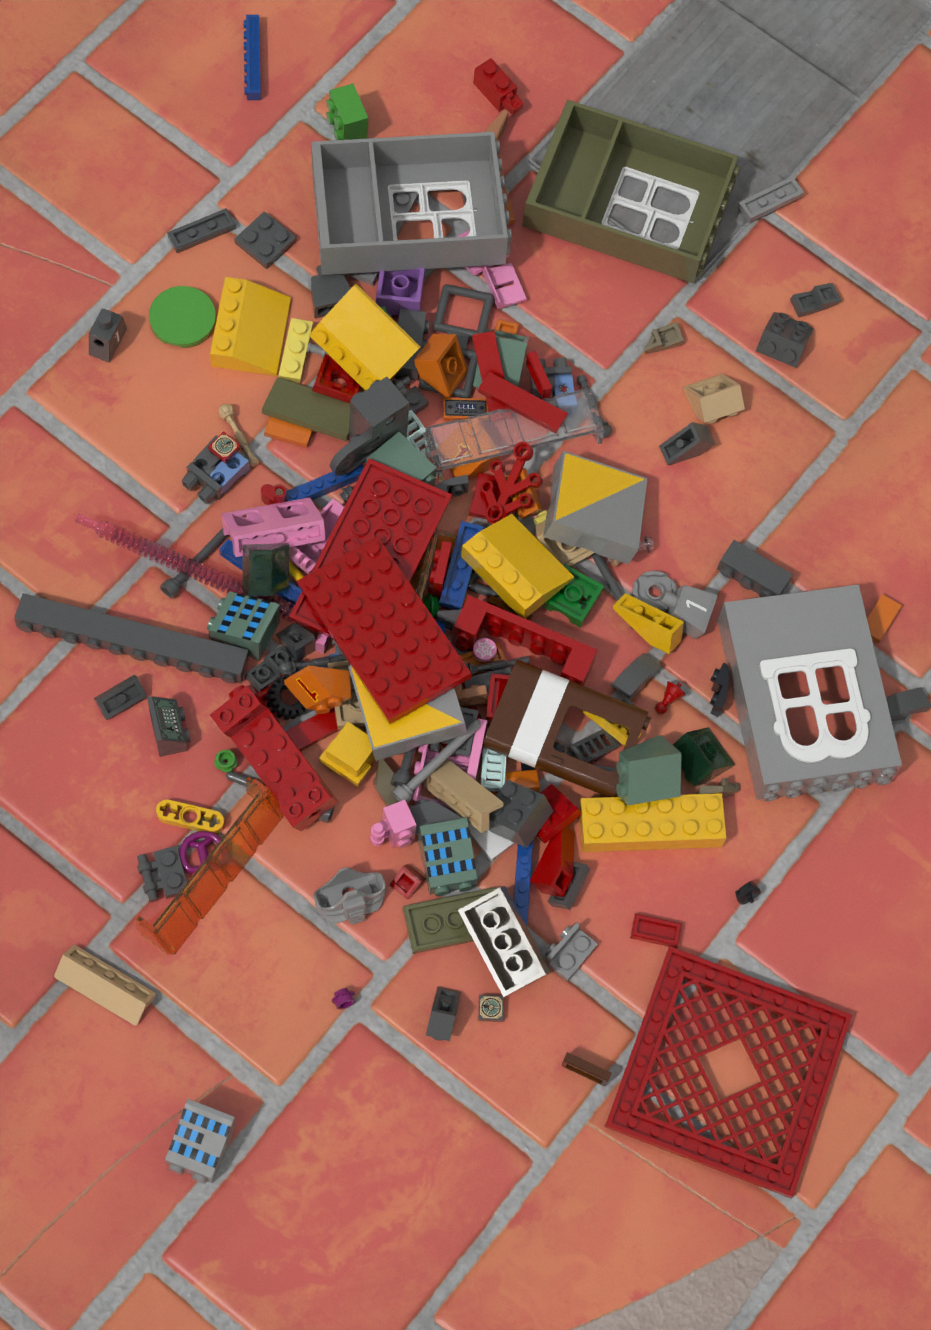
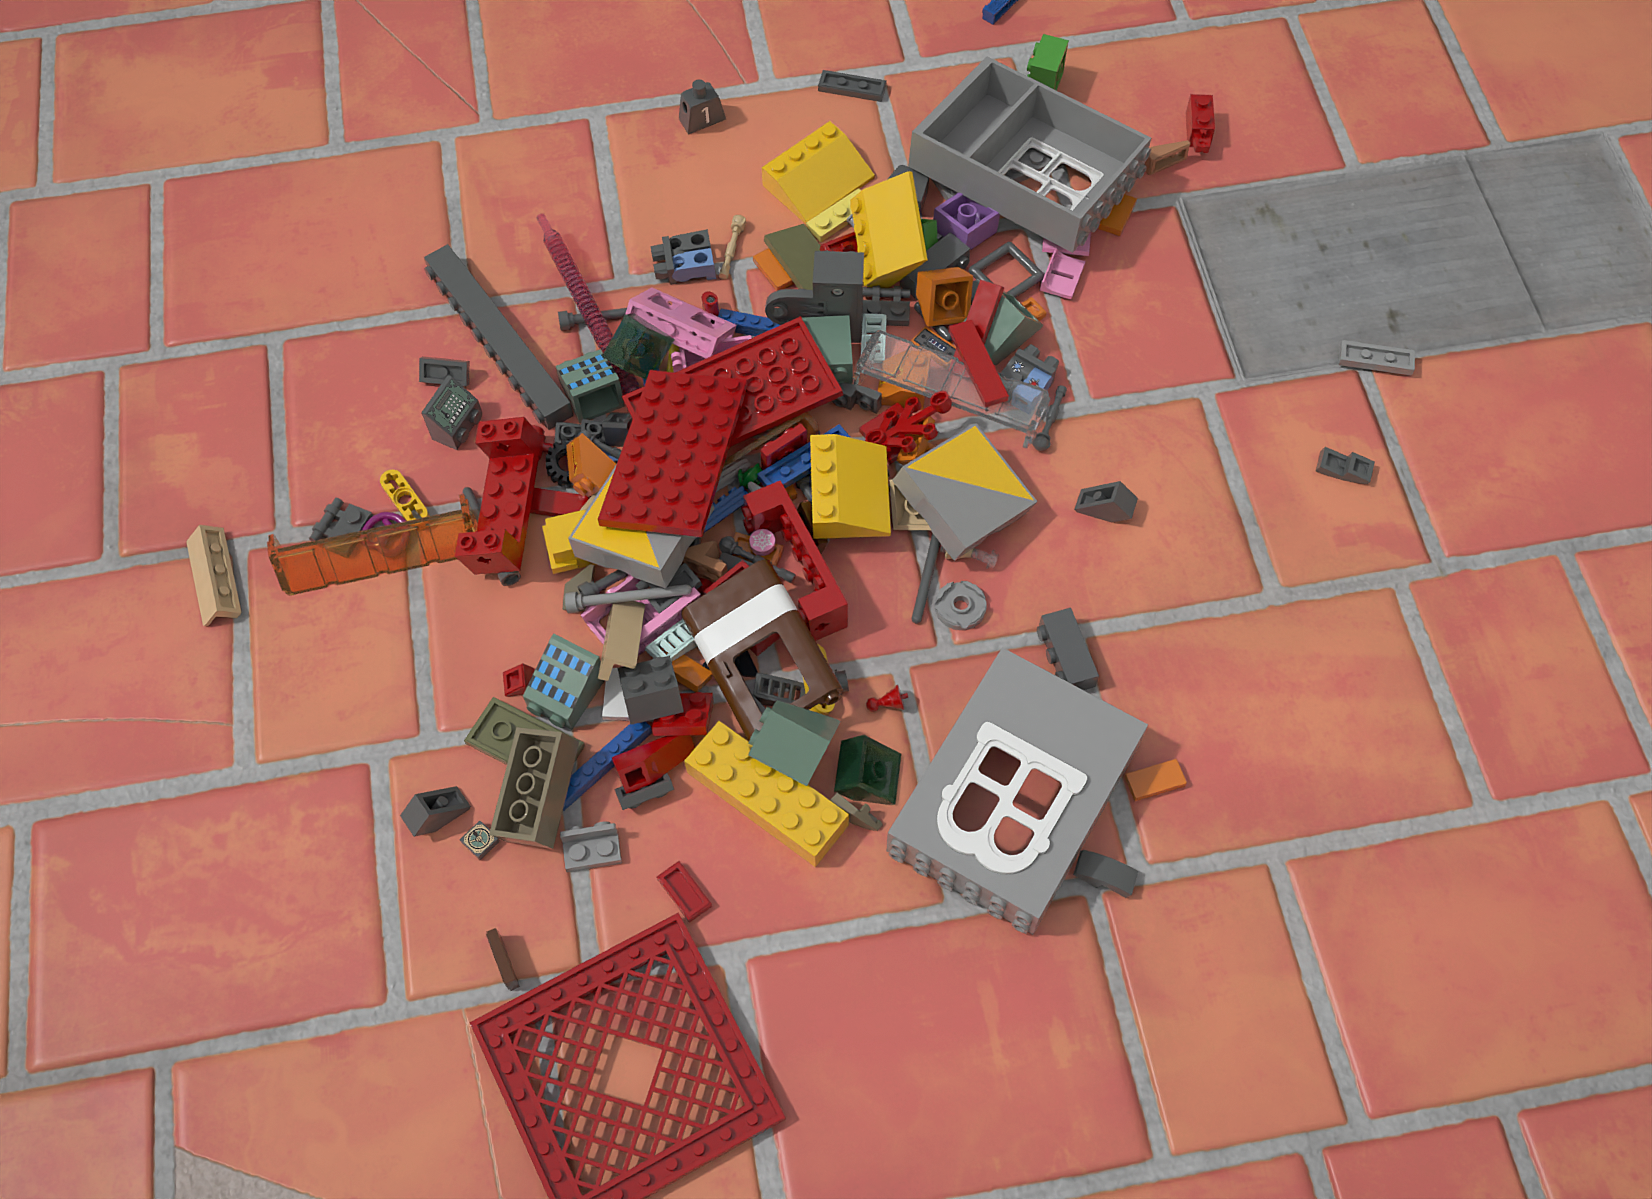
camera: 50 degrees right, 5 degrees down
(182, 316) = (772, 133): bright green tile -> none
(200, 1141) = (145, 752): light grey slope -> none
(224, 447) = (703, 240): tile -> none
(228, 755) = (471, 472): bright green plate -> none
(265, 240) = (894, 121): dark grey plate -> none
(343, 998) = (371, 733): magenta plate -> none
(355, 904) = (444, 656): light grey piece -> none
(396, 825) = (543, 621): bright pink brick -> none
(430, 812) = (583, 635): dark grey slope -> none
(538, 375) = (1016, 353): red tile -> none
(568, 602) = (888, 548): green brick -> none
(583, 178) = (1223, 224): olive panel -> none
(635, 675) = (870, 659): dark grey slope -> none
(650, 623) = (928, 625): yellow slope -> none
(664, 338) = (1168, 406): dark tan slope -> none
(690, 606) = (975, 637): light grey torso -> none
(714, 398) = (1167, 483): tan slope -> none
(720, 687) = (932, 735): black slope -> none
(747, 893) = (796, 925): black piece -> none
(784, 339) = (1282, 476): dark grey bracket -> none

